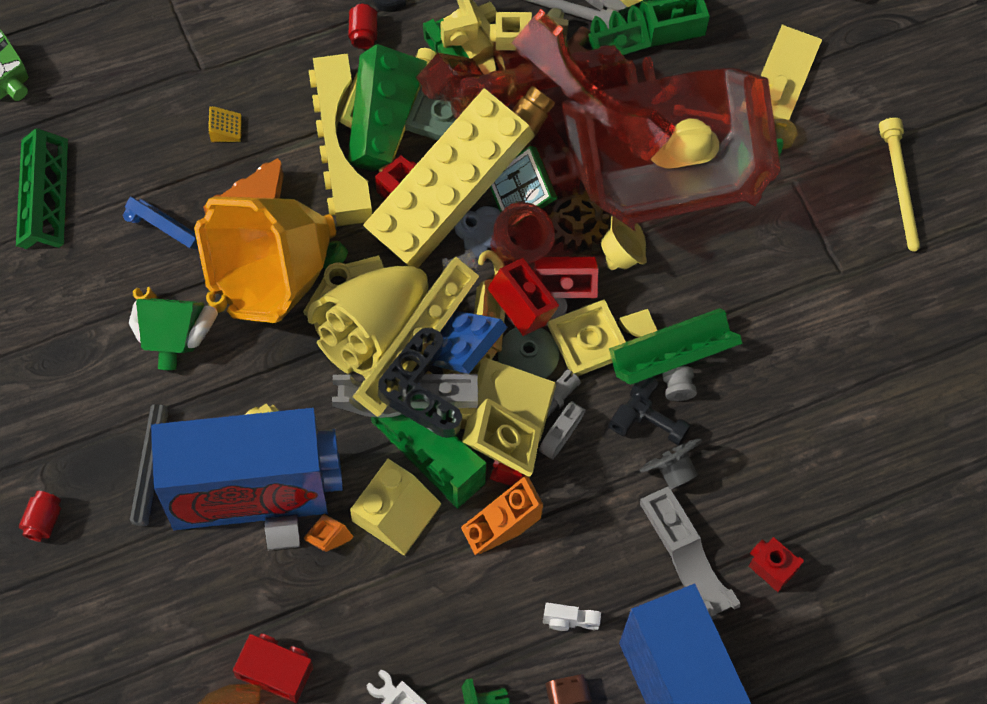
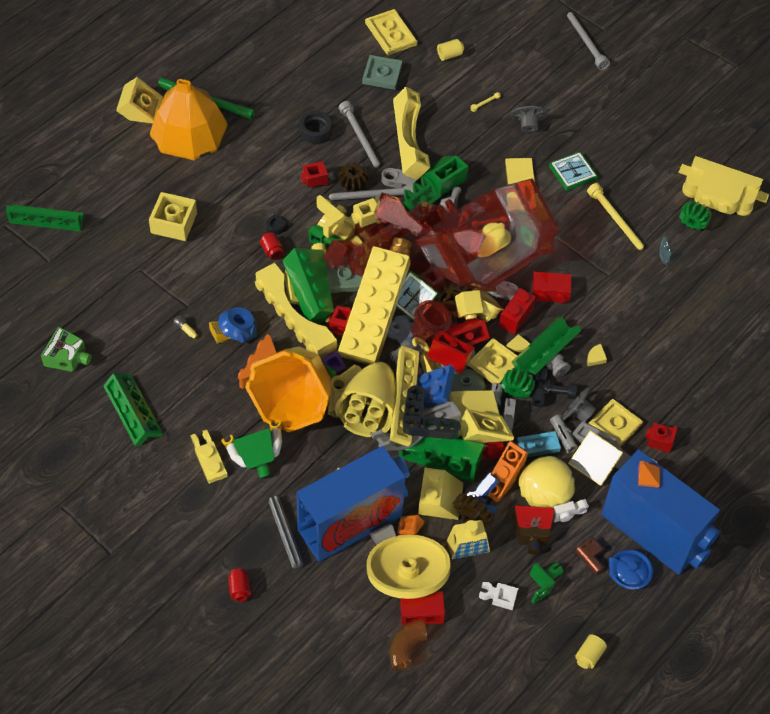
camera: 25 degrees left, 10 degrees down
(105, 308) = (209, 458): none -> light yellow hinge
(141, 209) = (199, 394): blue hinge -> none
(175, 90) = (180, 322): none -> piece
(250, 126) = (238, 324): none -> blue piece
(284, 598) = (408, 566): none -> light yellow dish
(354, 238) = (334, 361): none -> dark purple slope
(397, 596) = (468, 539): none -> light yellow torso
(422, 557) = (473, 509): none -> dark brown gear
(444, 537) = (485, 488): none -> bar
(503, 618) = (533, 526): none -> torso
(558, 561) = (547, 482): none -> light yellow piece
(582, 493) = (540, 444): none -> medium azure plate
(591, 234) = (469, 304): none -> light yellow brick
(600, 386) = (518, 383): none -> green gear
(629, 493) = (568, 443): none -> light grey pin
(654, 554) = (596, 458): none -> tile
(663, 62) = (454, 197): none -> light grey bar
(664, 272) = (517, 311): none -> red brick
(665, 232) = (505, 290): none -> light grey piece
(685, 633) = (648, 475): none -> orange slope
(719, 510) = (616, 422): none -> light yellow tile
(737, 256) = (551, 287): none -> red brick
(748, 392) = (596, 356): none -> light yellow tile
(875, 85) = (573, 171): none -> tile
(948, 269) = (664, 251): none -> clear light blue bar

